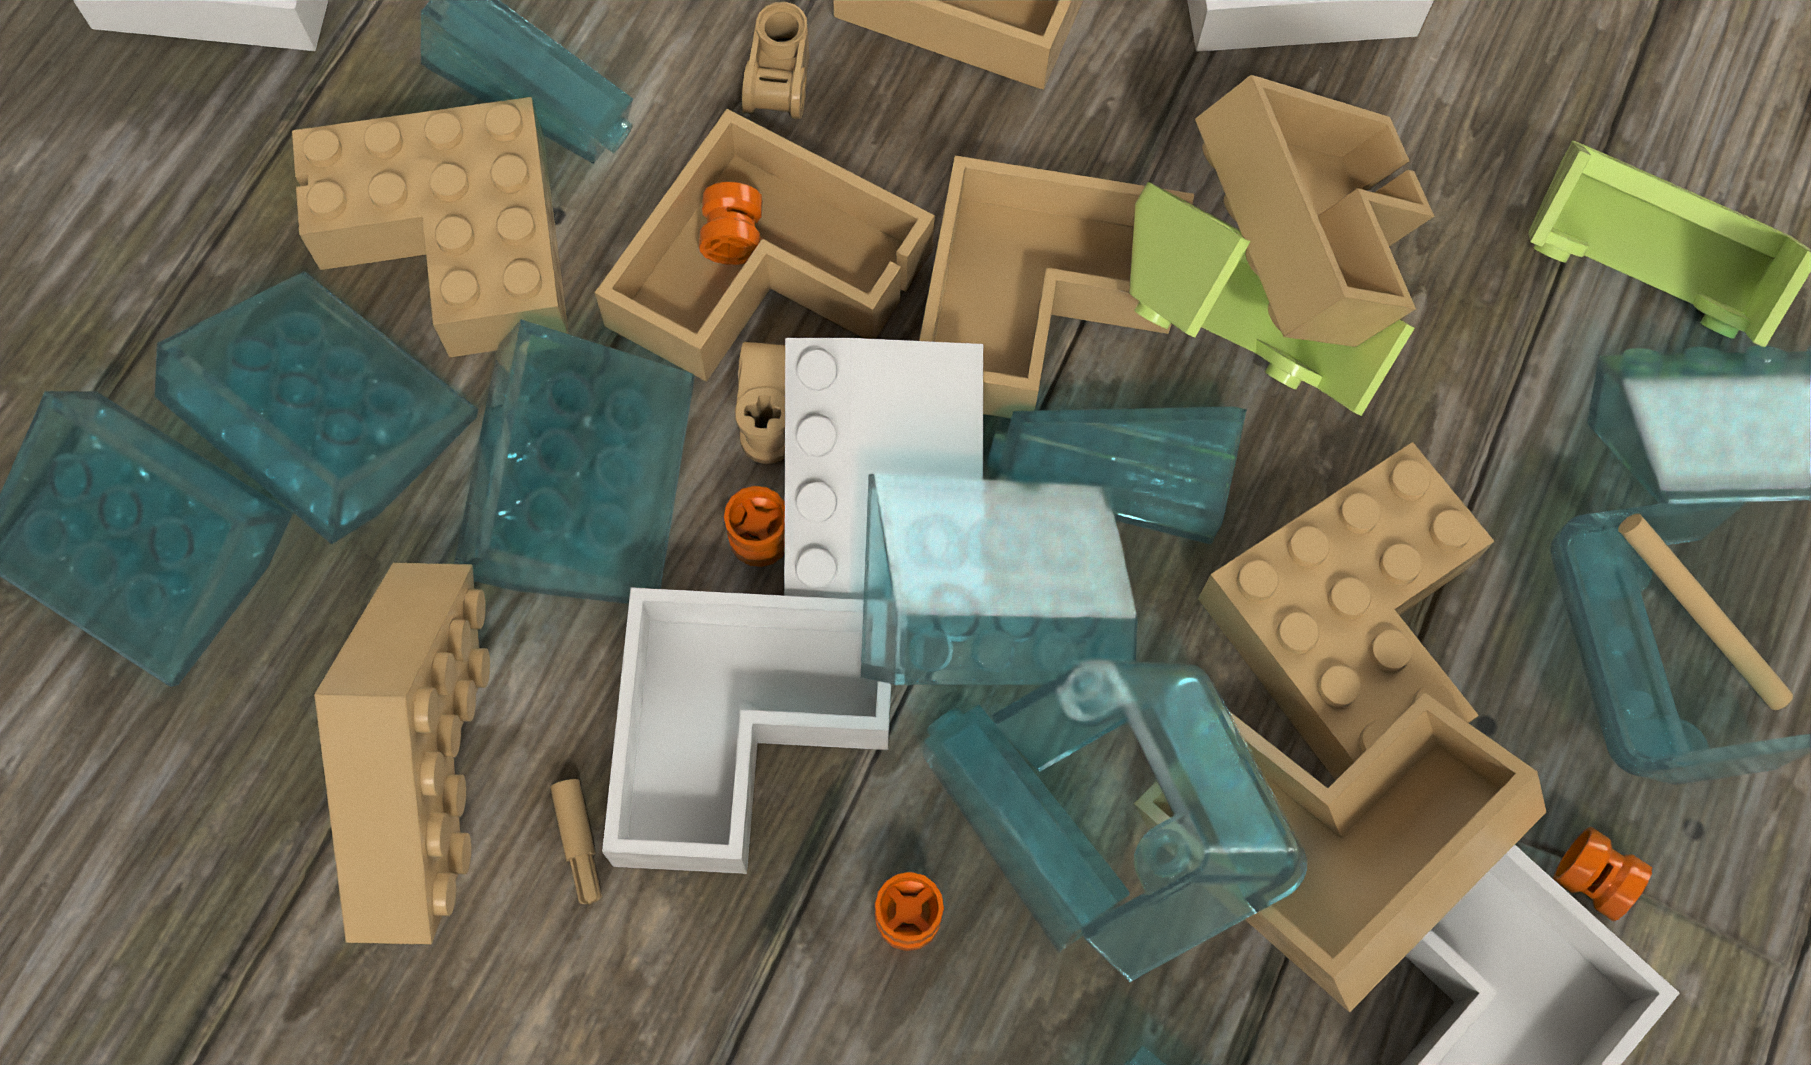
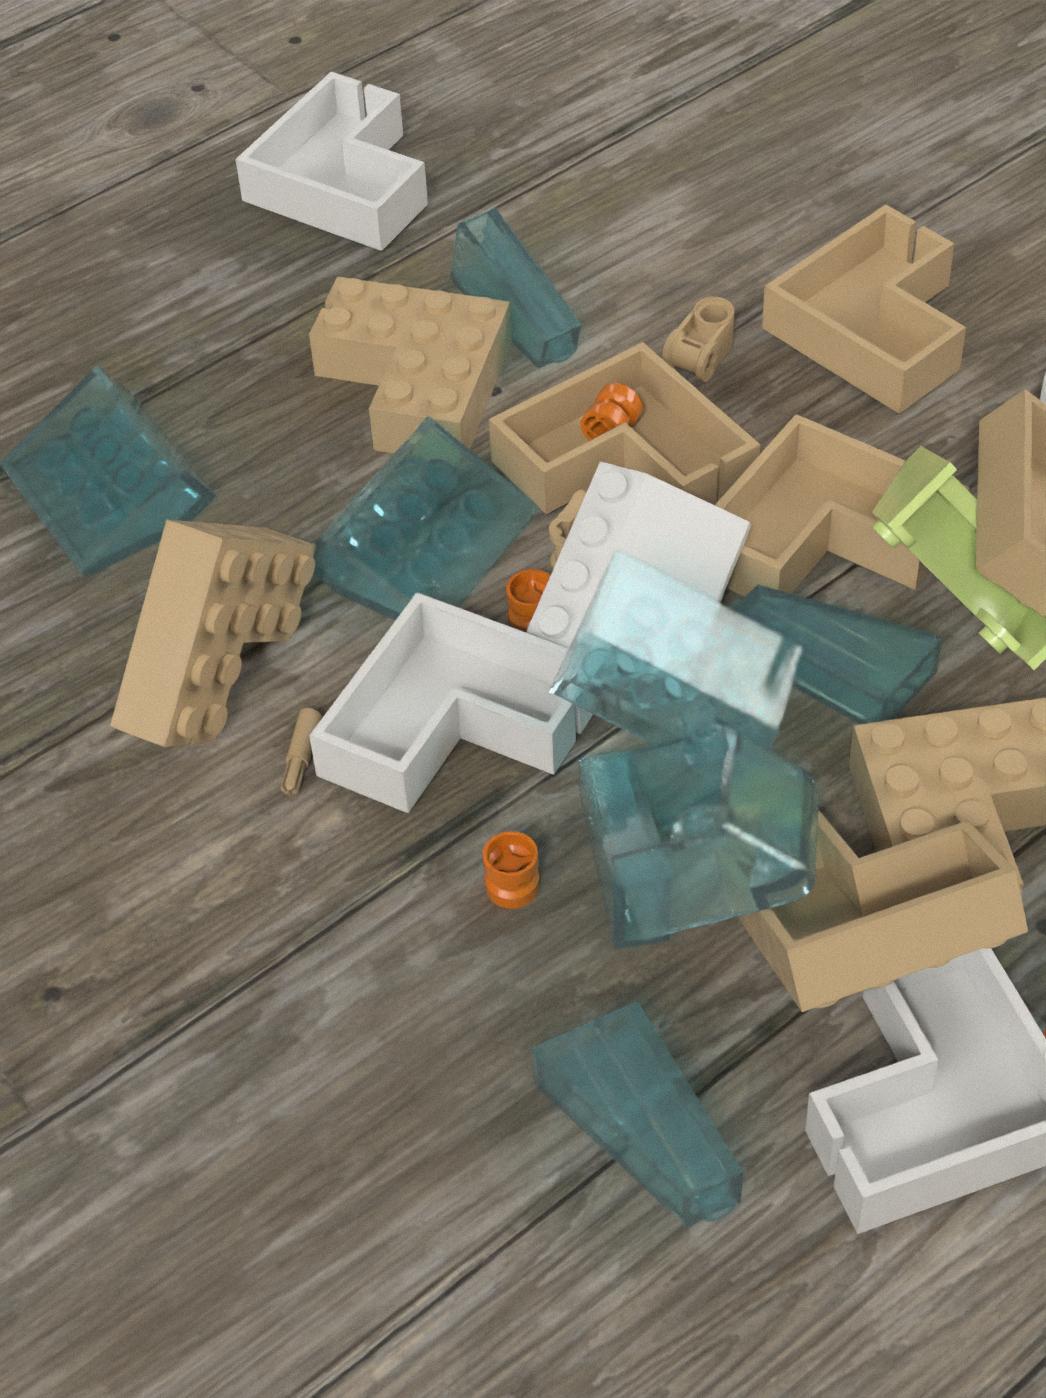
camera: 30 degrees right, 20 degrees down
(310, 402) = (263, 440): clear light blue slope -> none

